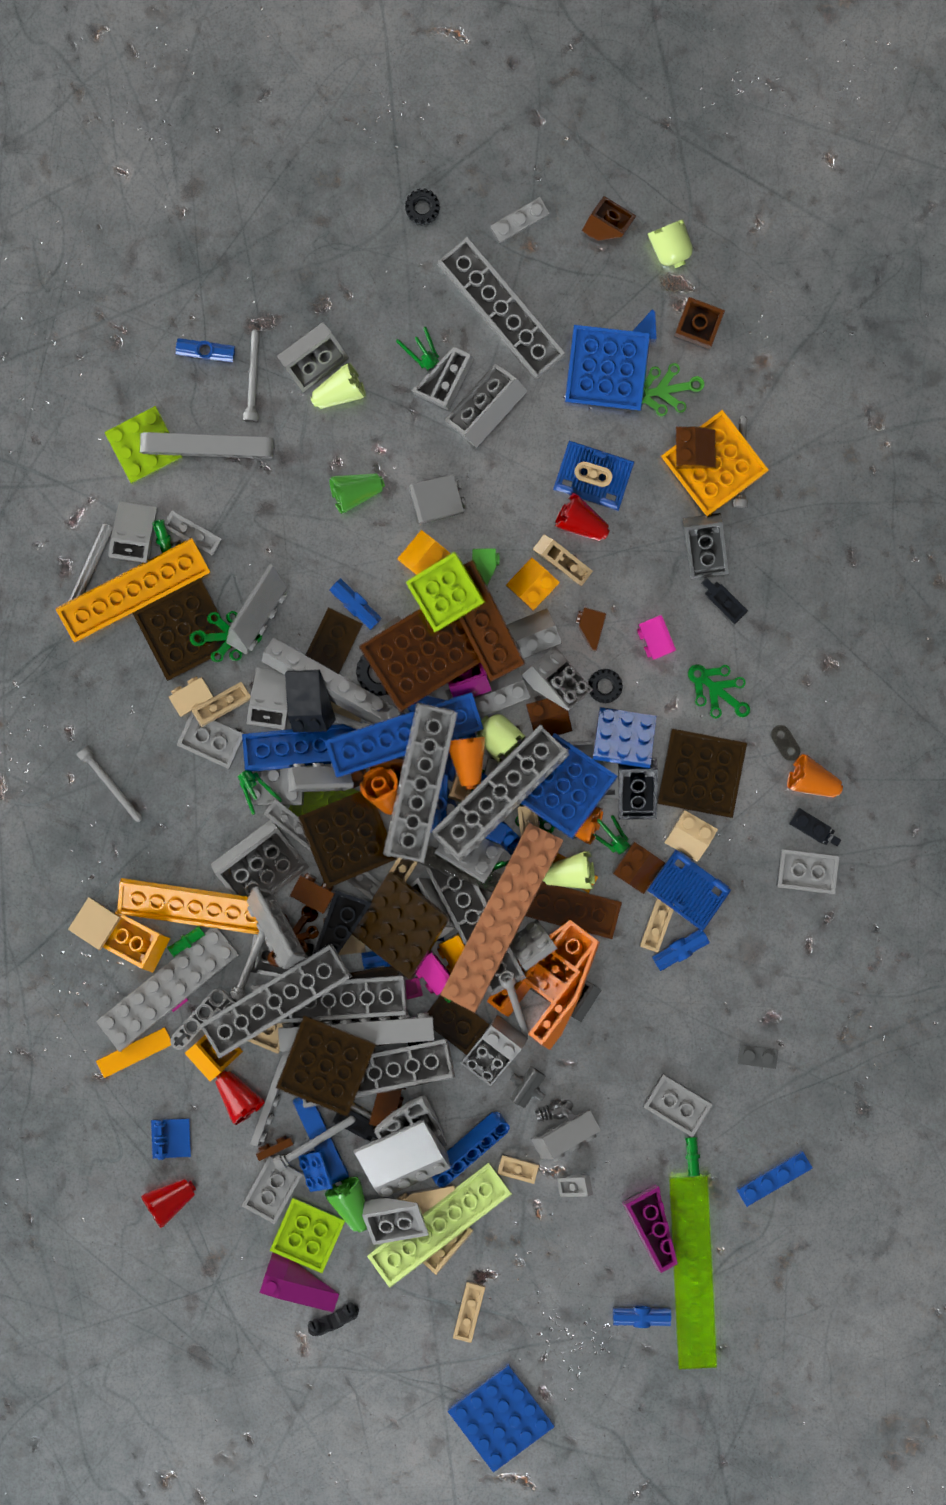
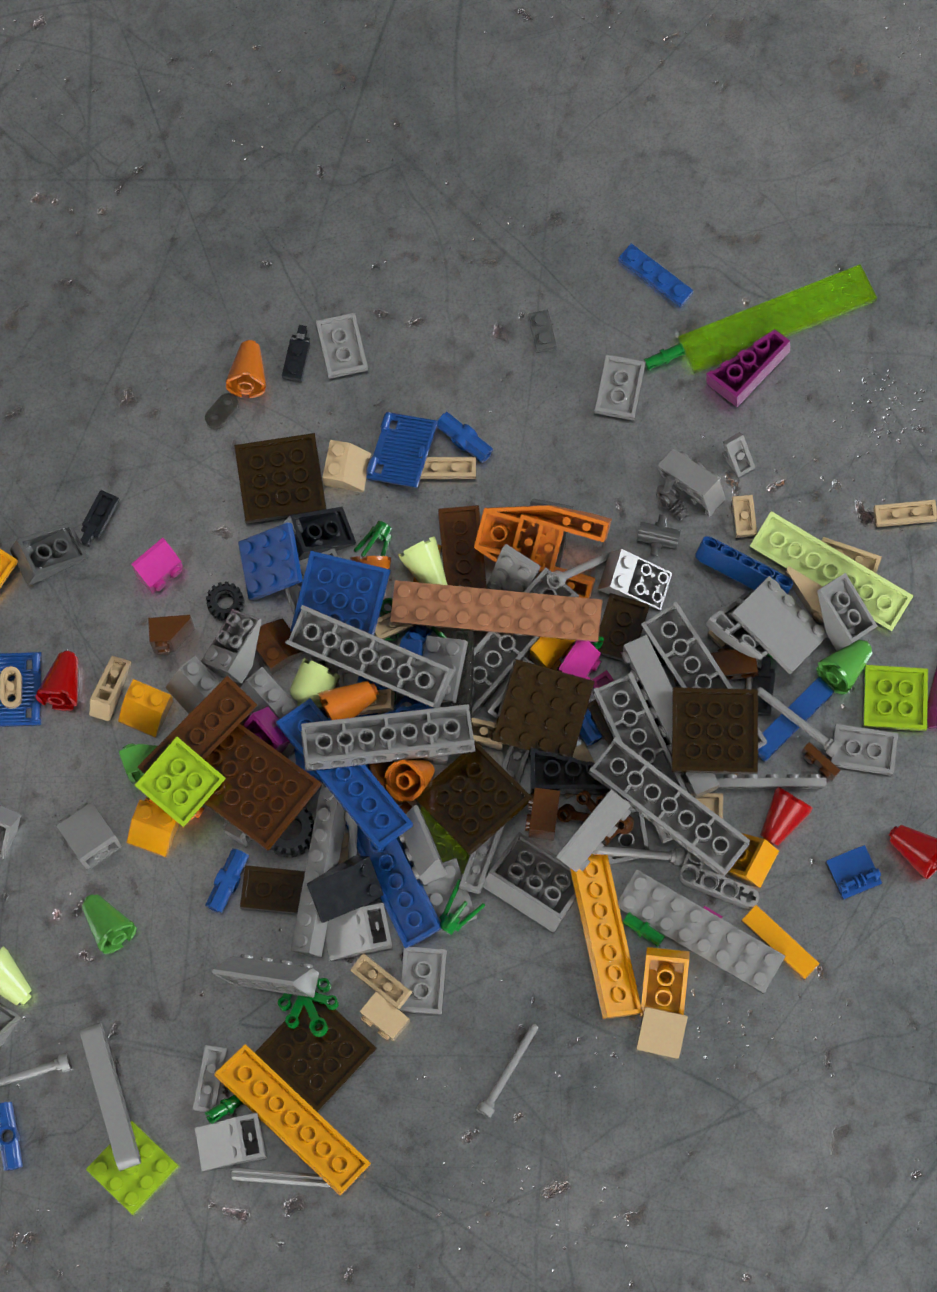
camera: 110 degrees left, 15 degrees down
(315, 1171) = (828, 709): blue hinge -> none
(638, 867) = (397, 507): reddish brown slope -> none
(642, 1316) = (841, 349): blue piece -> none
(716, 690) = (191, 493): green plant -> none

